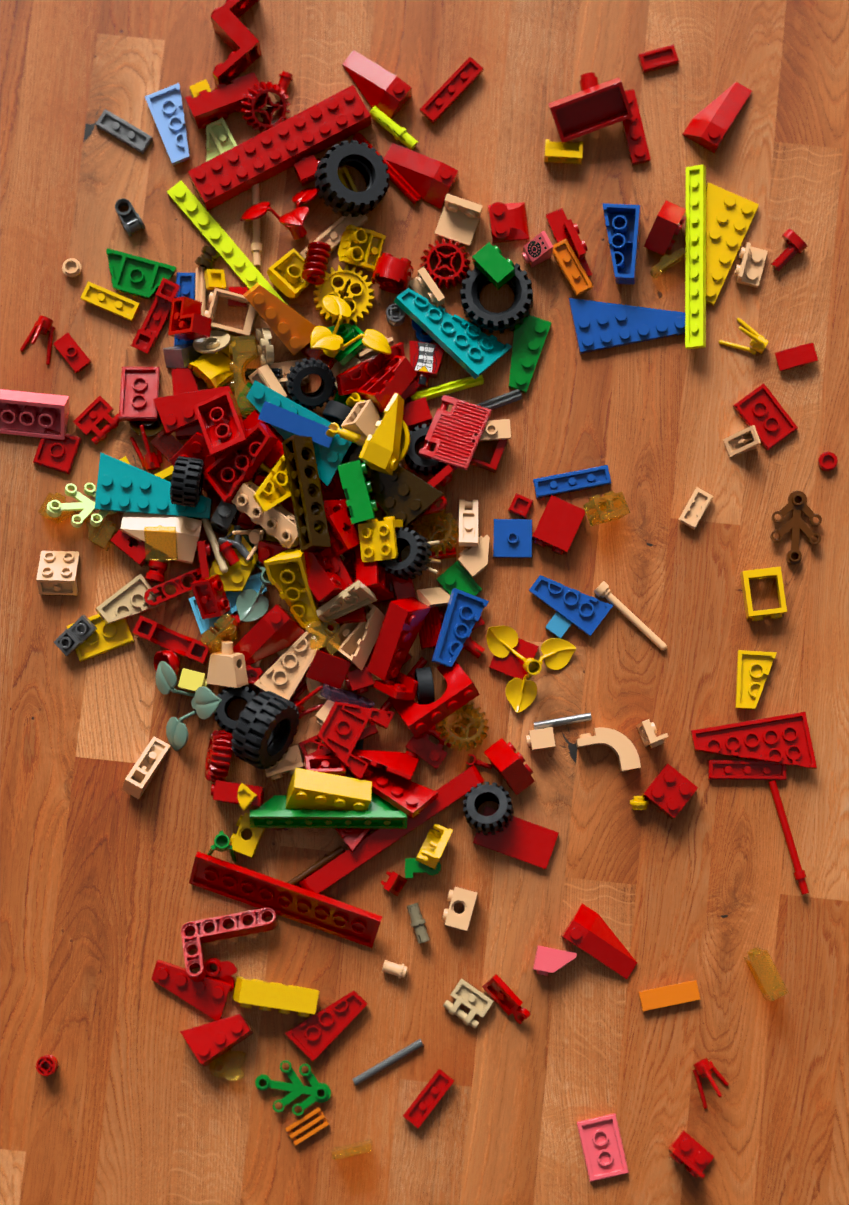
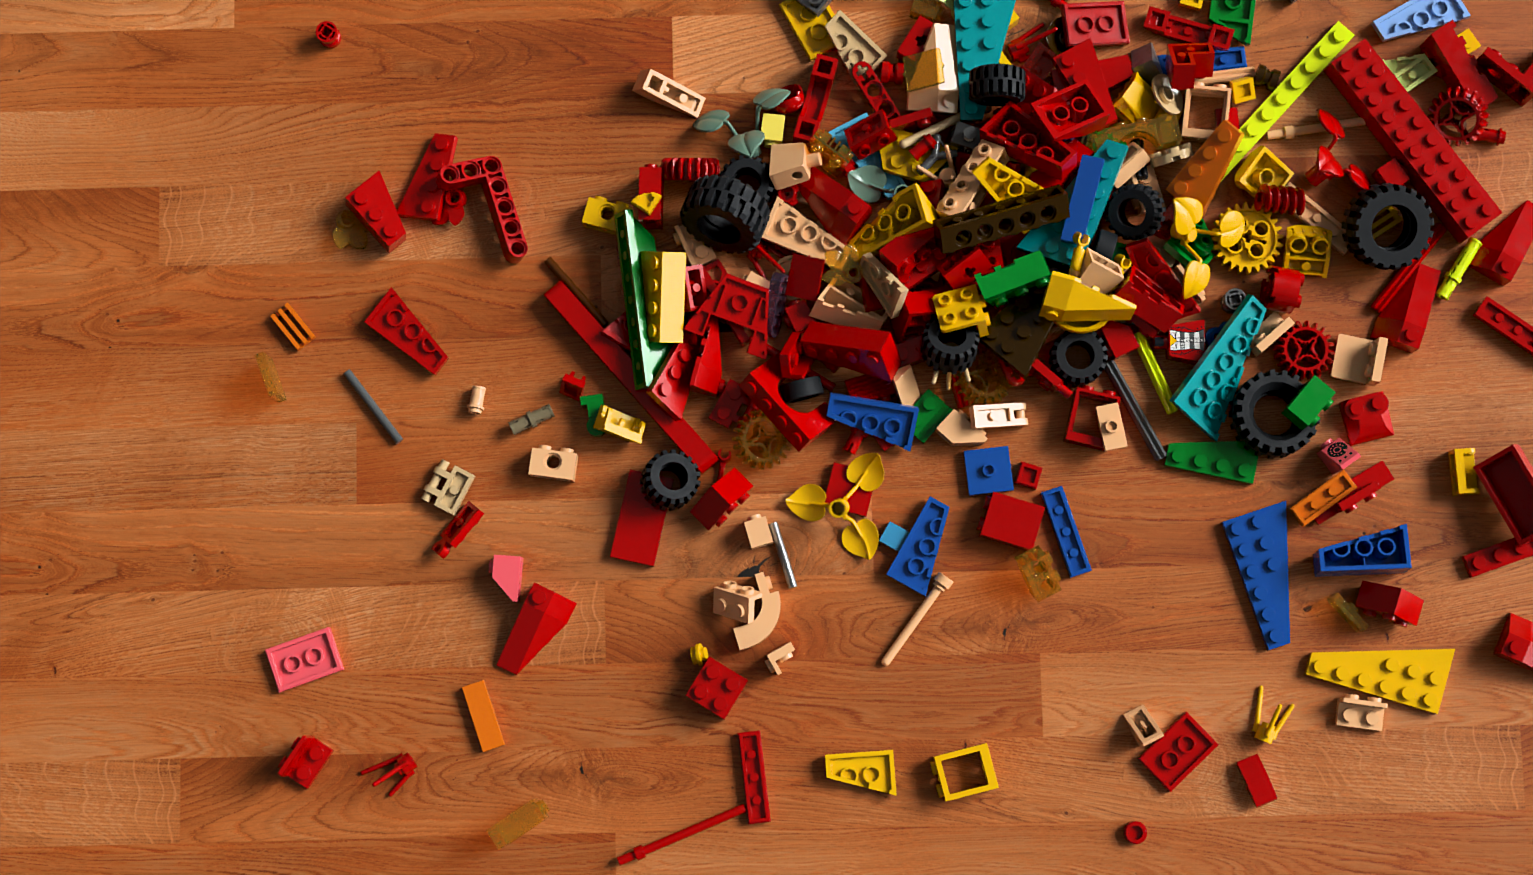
camera: 85 degrees right, 0 degrees up
(221, 844) = (591, 185): green plant -> none
(275, 996) = (430, 271): yellow wedge -> none
(285, 899) = (539, 266): red plate -> none
(296, 1088) = (334, 308): green plant -> none
(428, 1098) = (337, 456): red plate -> none
(455, 432) = (1102, 384): red window -> none
(598, 765) = (735, 601): none -> light nougat bracket
(695, 258) = (1360, 644): neon yellow plate -> none
(695, 508) = (1055, 680): light nougat plate -> none
(771, 739) = (792, 799): red wing -> none
(796, 245) = (1393, 764): red piece -> none
(796, 524) = (1053, 801): reddish brown plant -> none

